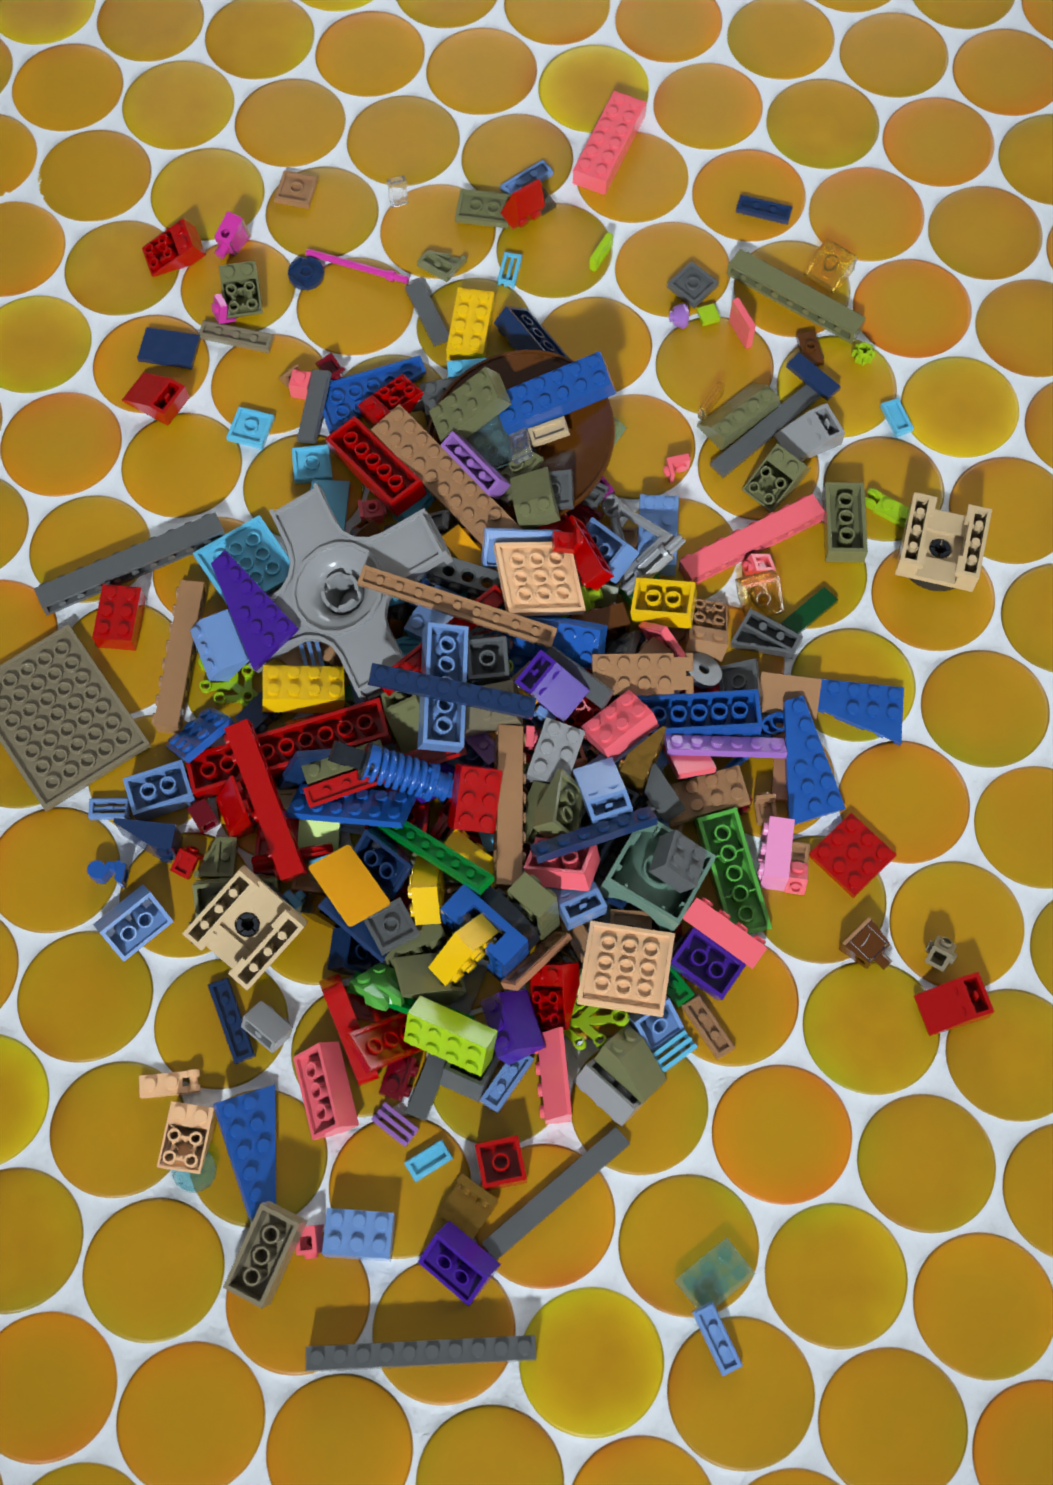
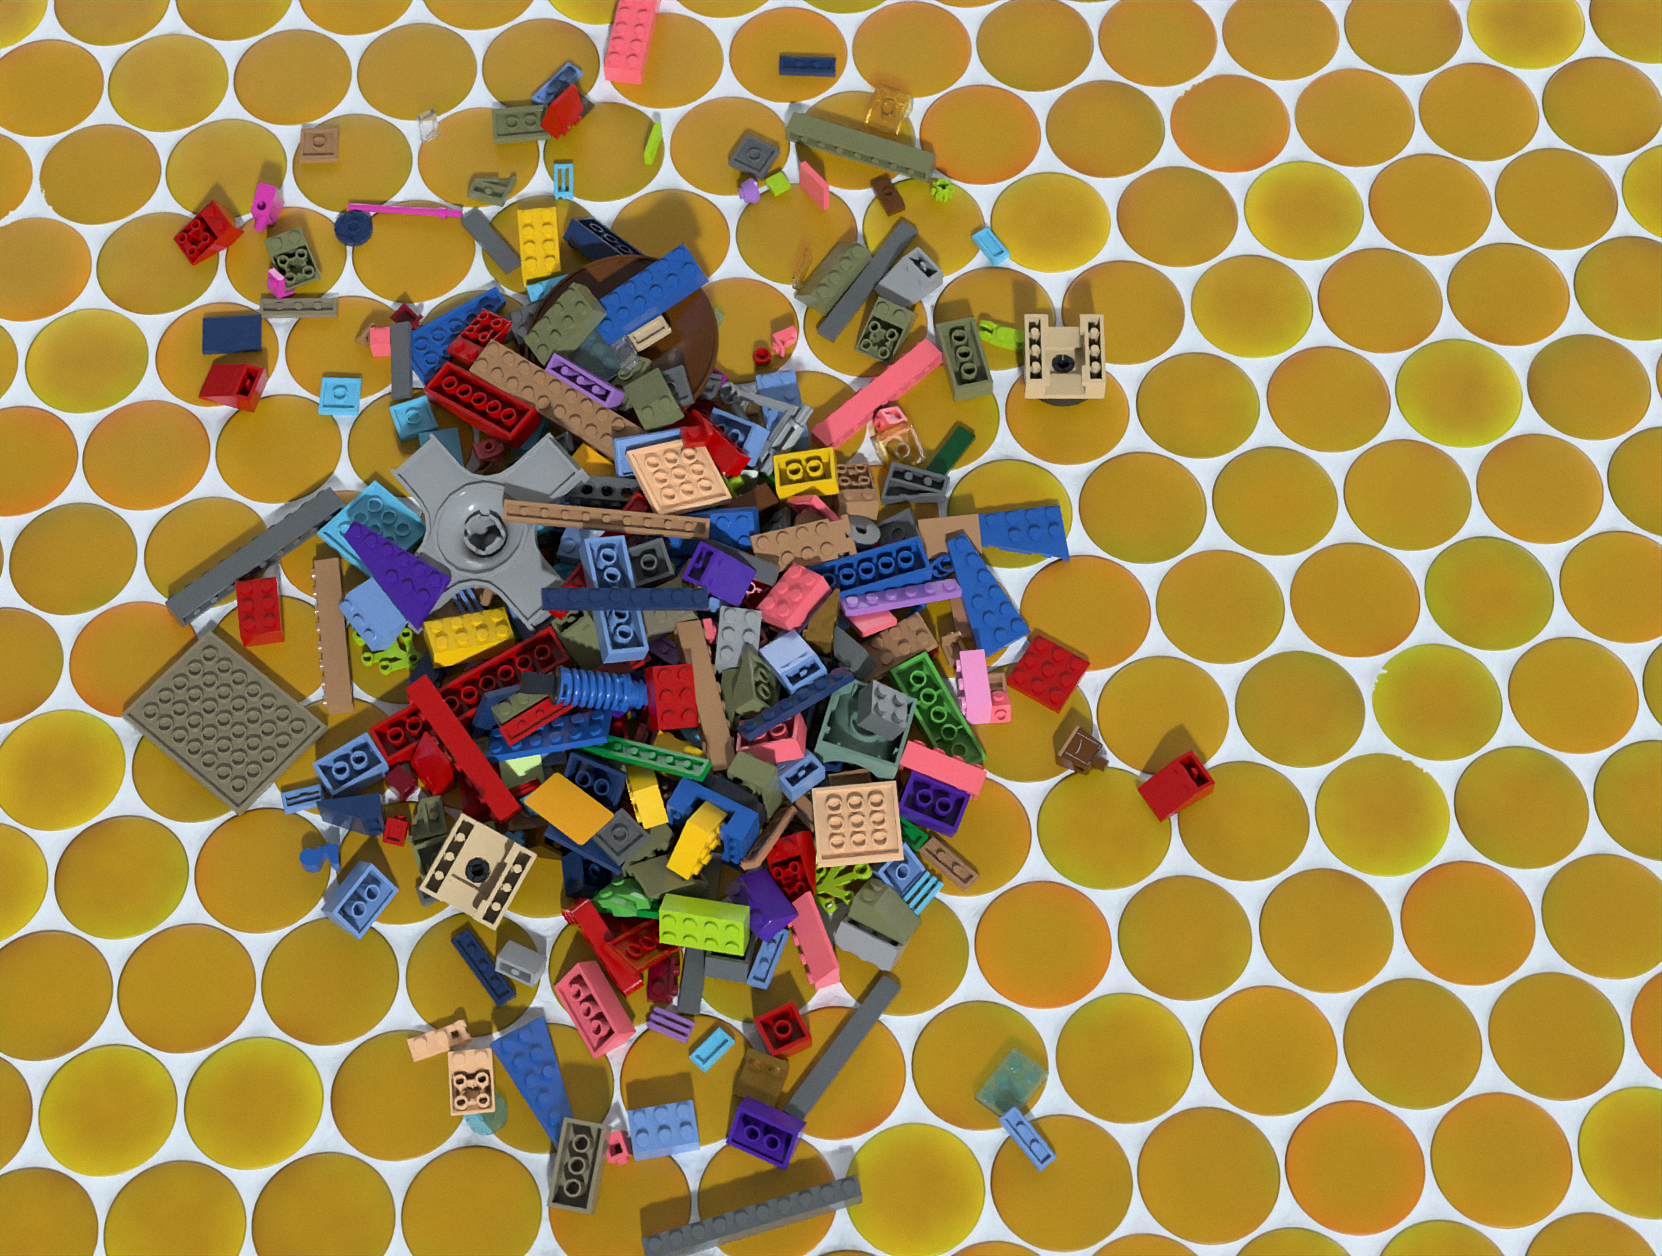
camera: 15 degrees left, 5 degrees down
(199, 734) = (376, 704): blue plate -> none
(652, 472) = (762, 352): none -> red plate
(813, 376) = (898, 223): dark blue tile -> none
(940, 952) = (1152, 742): dark tan brick -> none

